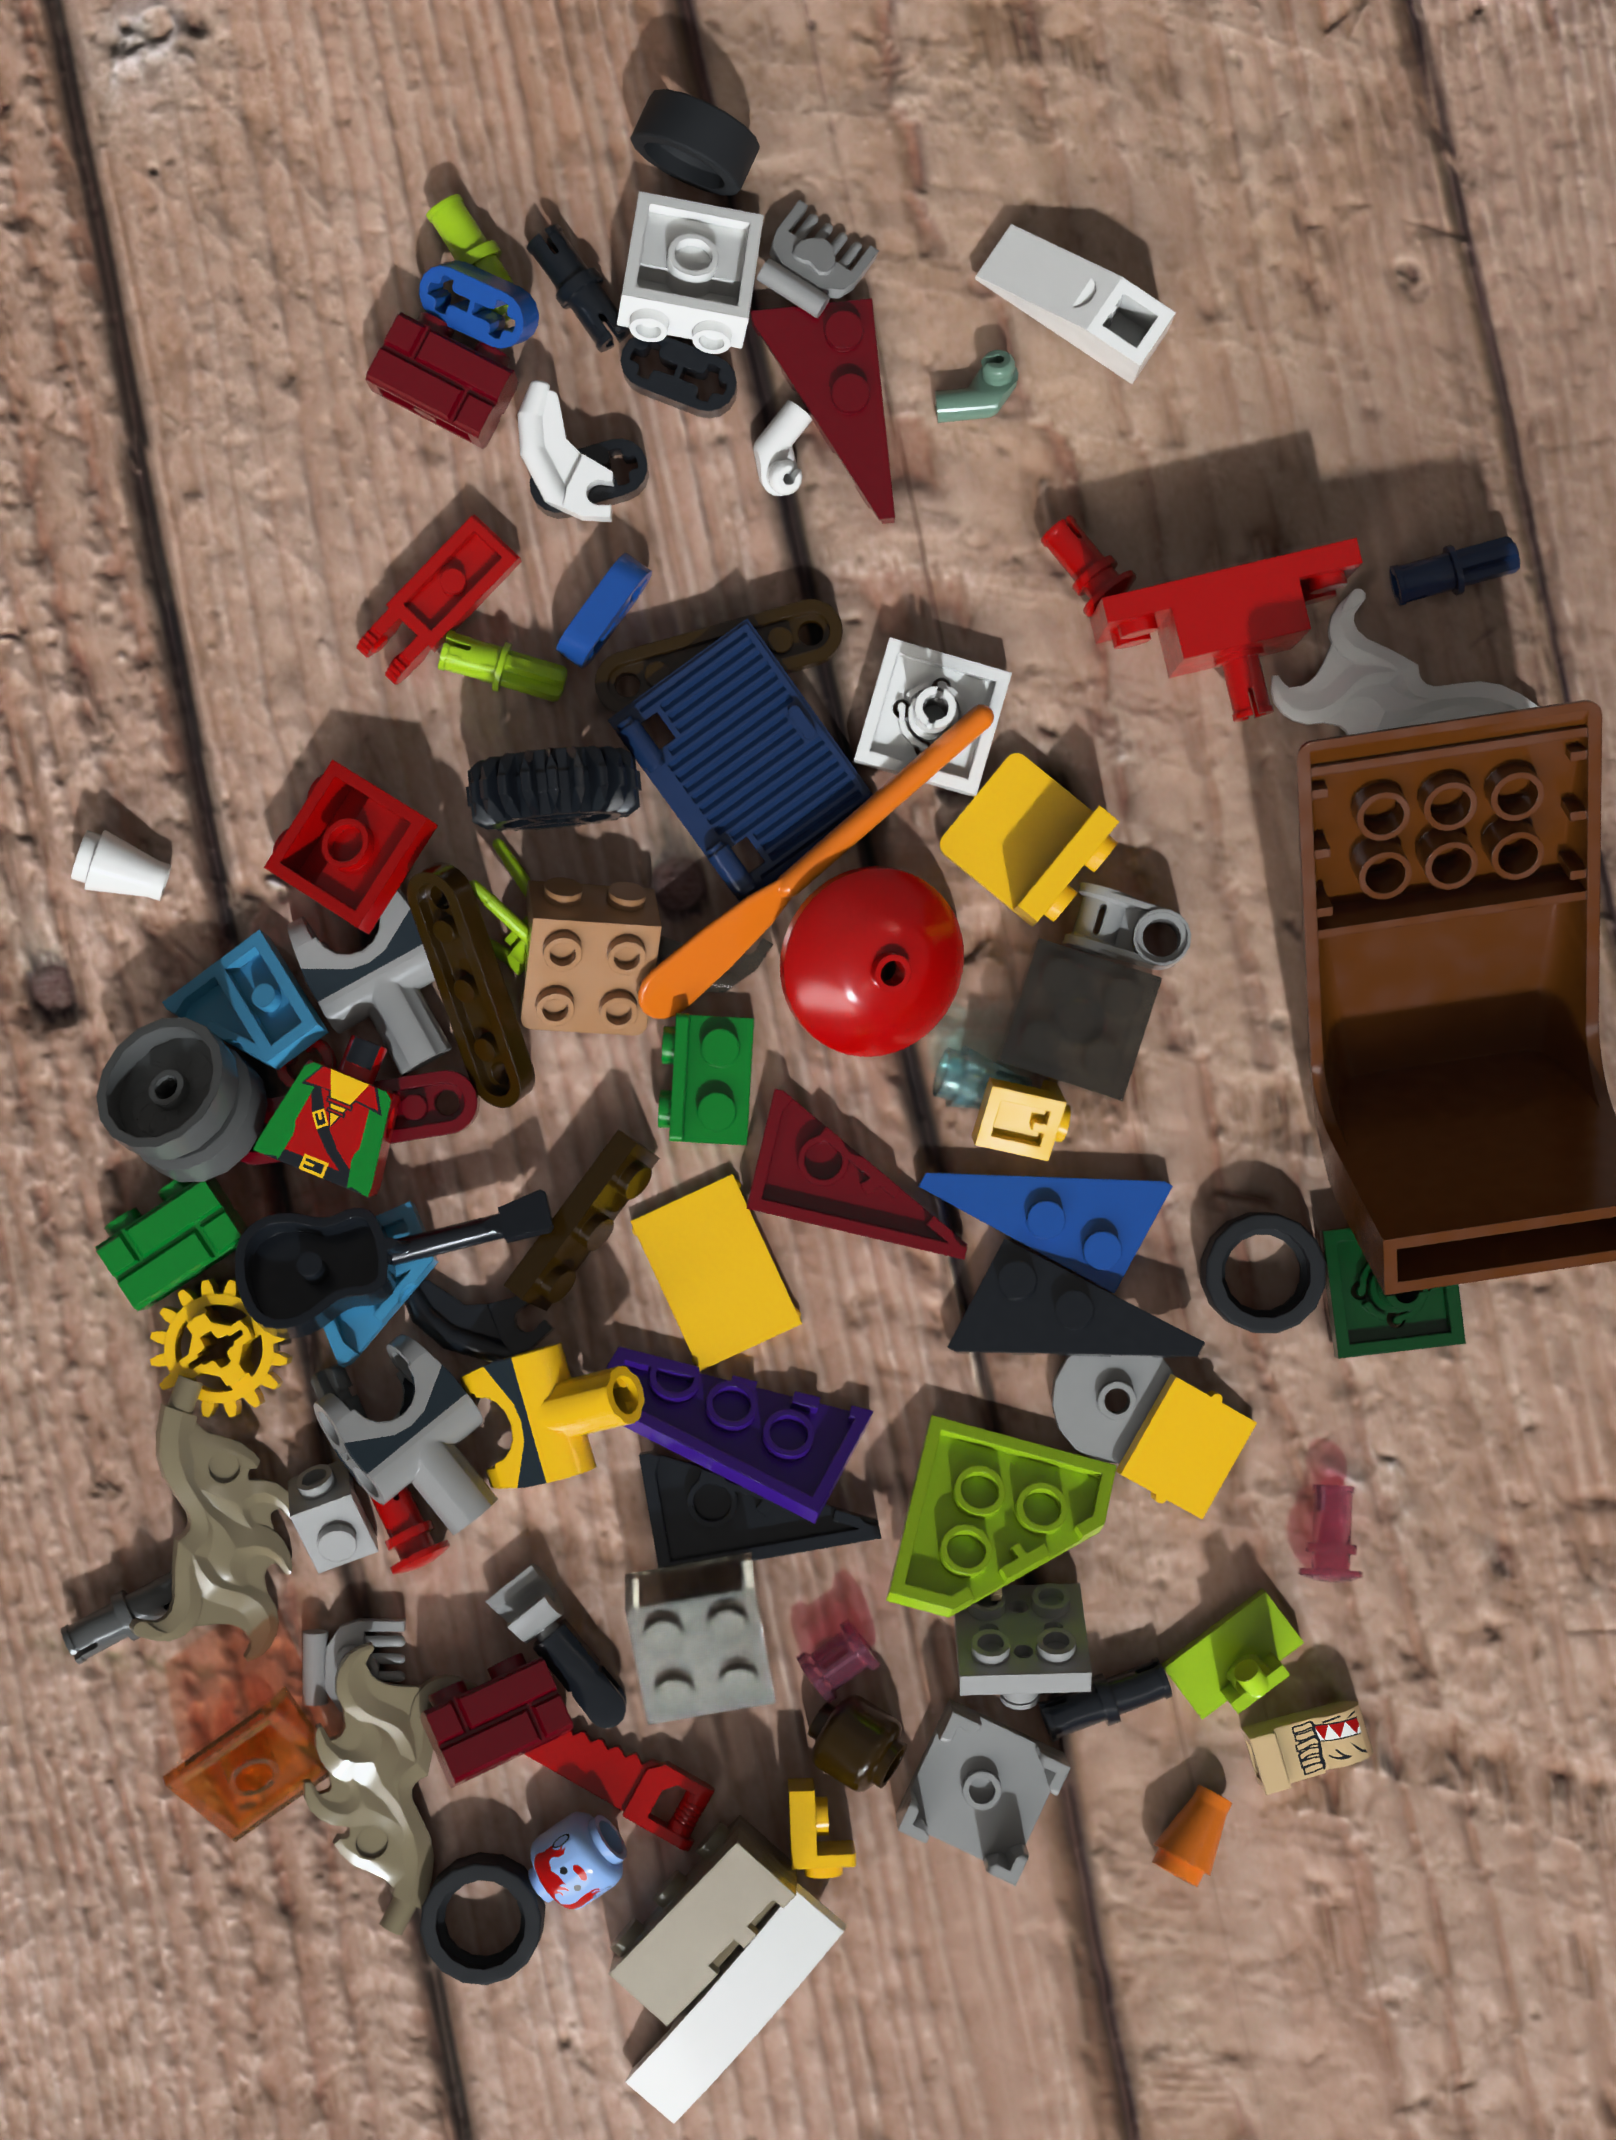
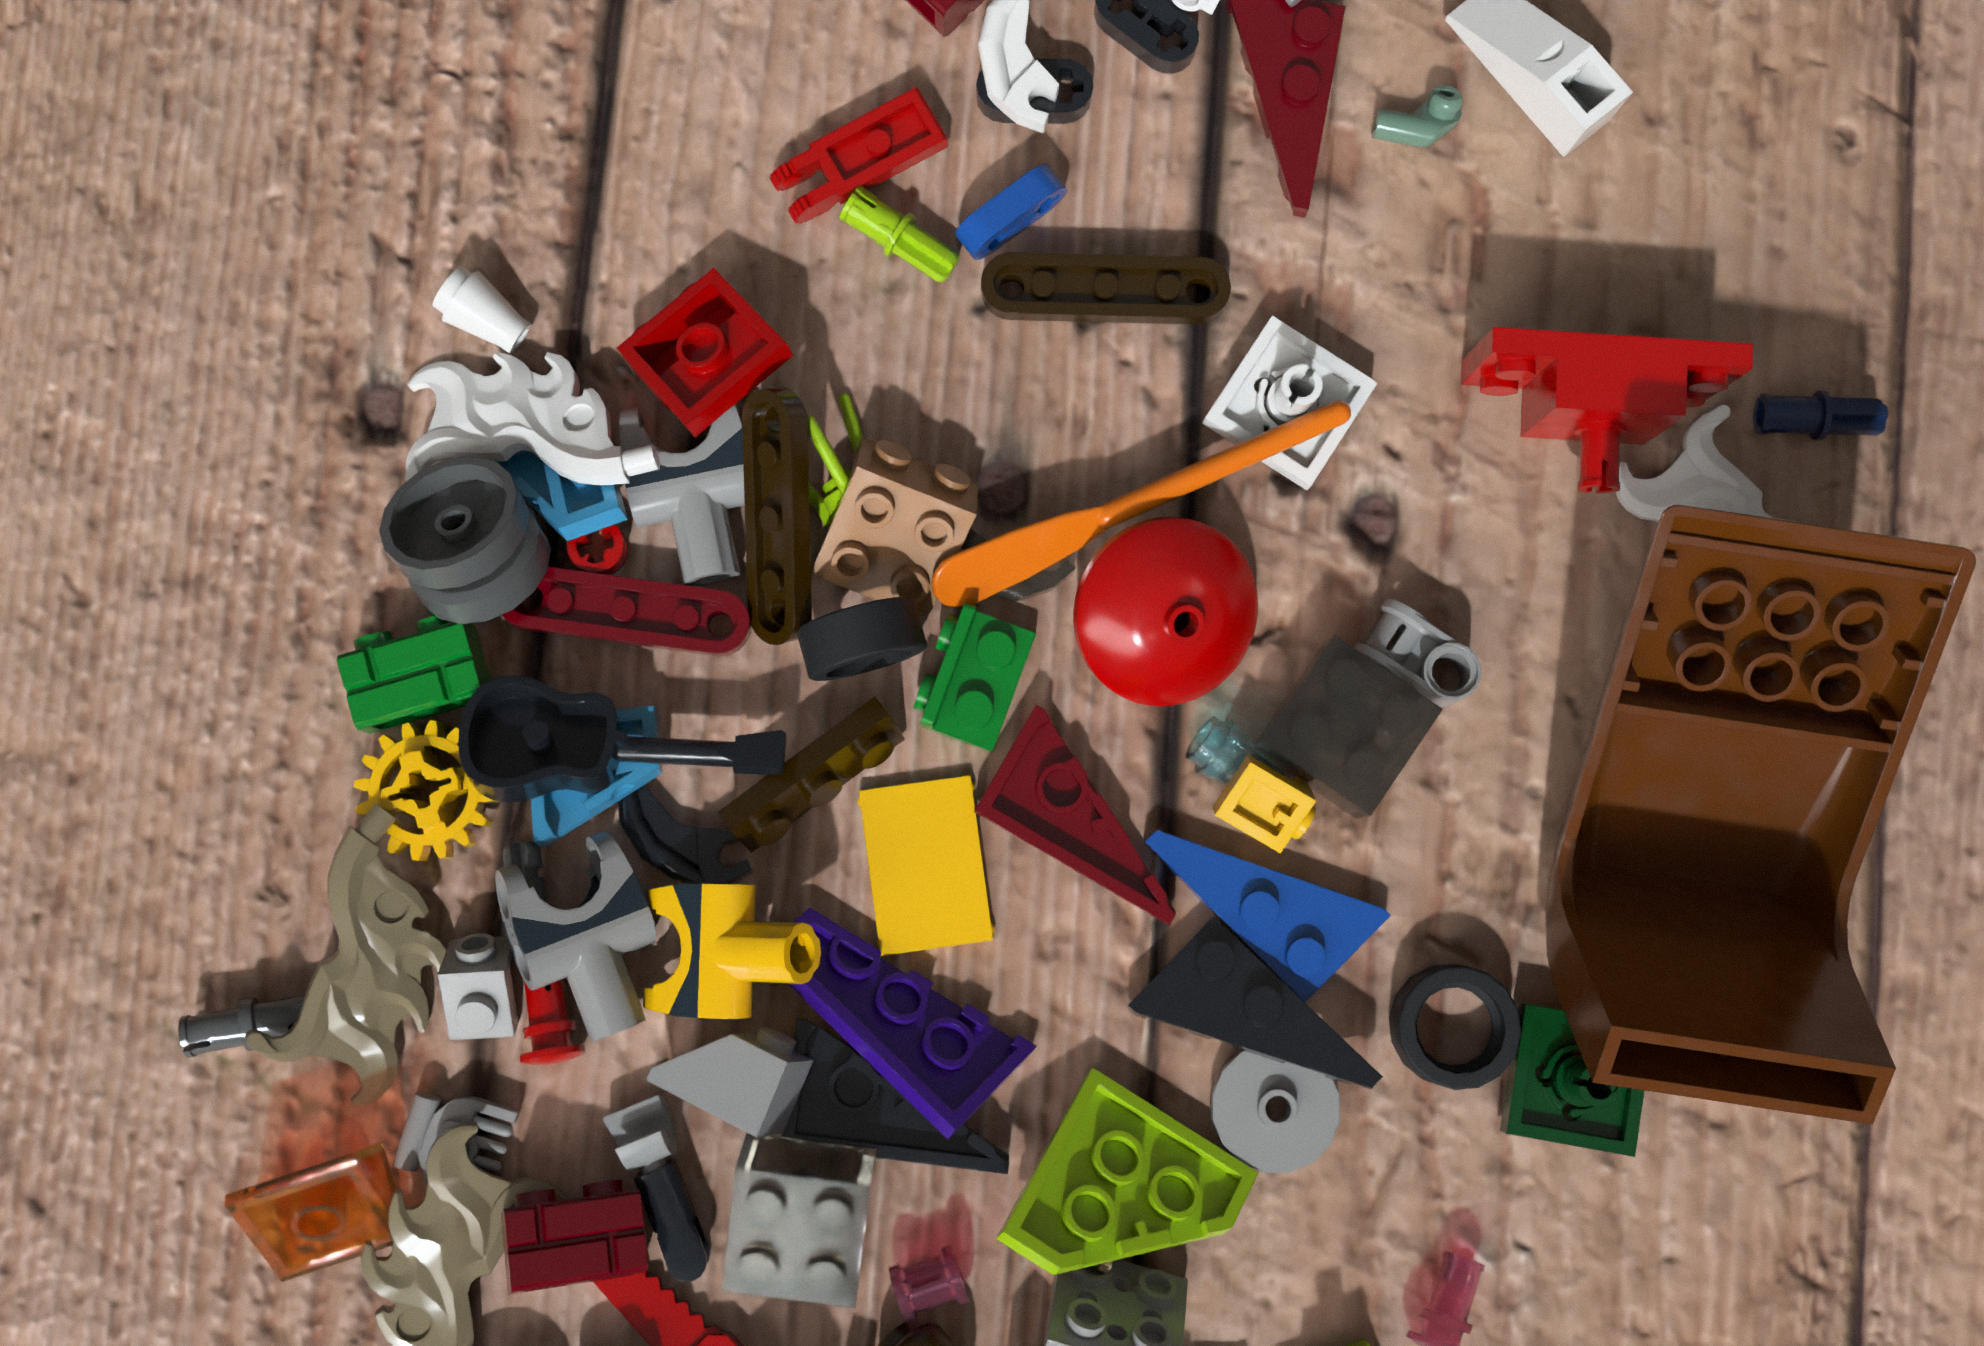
camera: 10 degrees right, 5 degrees down
(193, 956) = (522, 412): none -> white piece
(336, 1120) = (607, 604): torso -> none
(553, 788) = (913, 354): black gear -> none
(588, 1078) = (861, 638): none -> black tyre
(604, 1527) = (740, 1079): none -> light grey slope
(742, 759) = (1098, 386): dark blue window -> none
(775, 452) = (1213, 118): white arm -> none
(1028, 839) = (1347, 544): yellow bracket -> none
(1086, 565) = (1472, 301): red pin -> none
(1186, 1446) = (1331, 1175): yellow piece -> none

